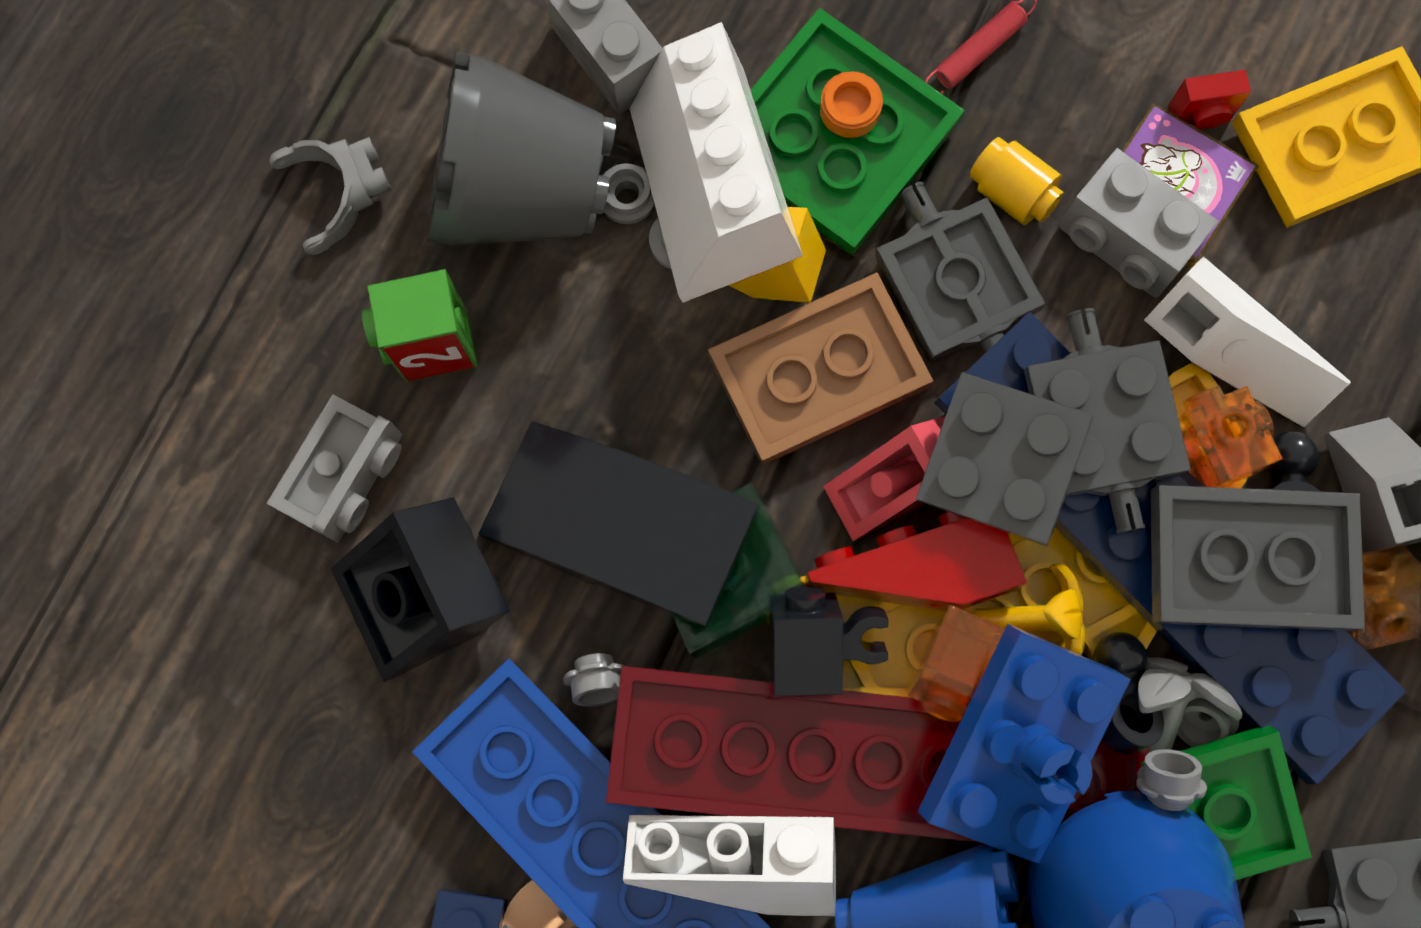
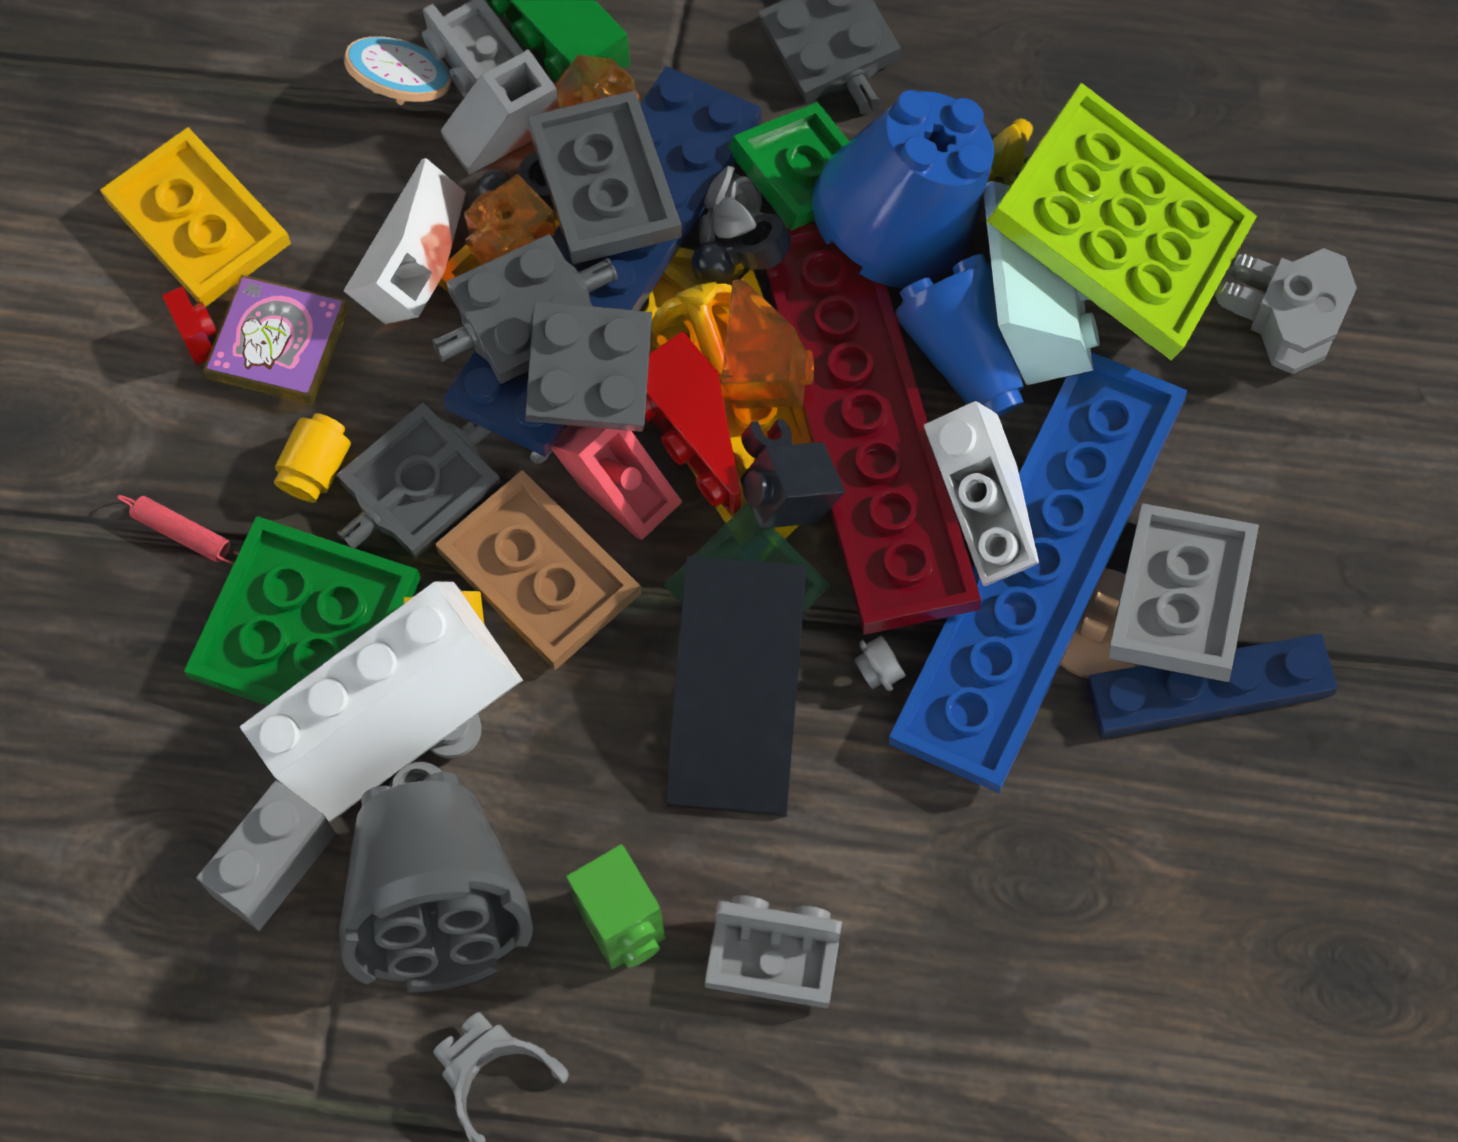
camera: 110 degrees left, 10 degrees down
(418, 587) = (857, 839): black slope -> none
(851, 104) = (280, 609): orange tile -> none
(1023, 745) = (816, 293): blue plate -> none
(1136, 223) = (326, 350): light grey bracket -> none
(1171, 779) = (800, 194): light grey plate -> none

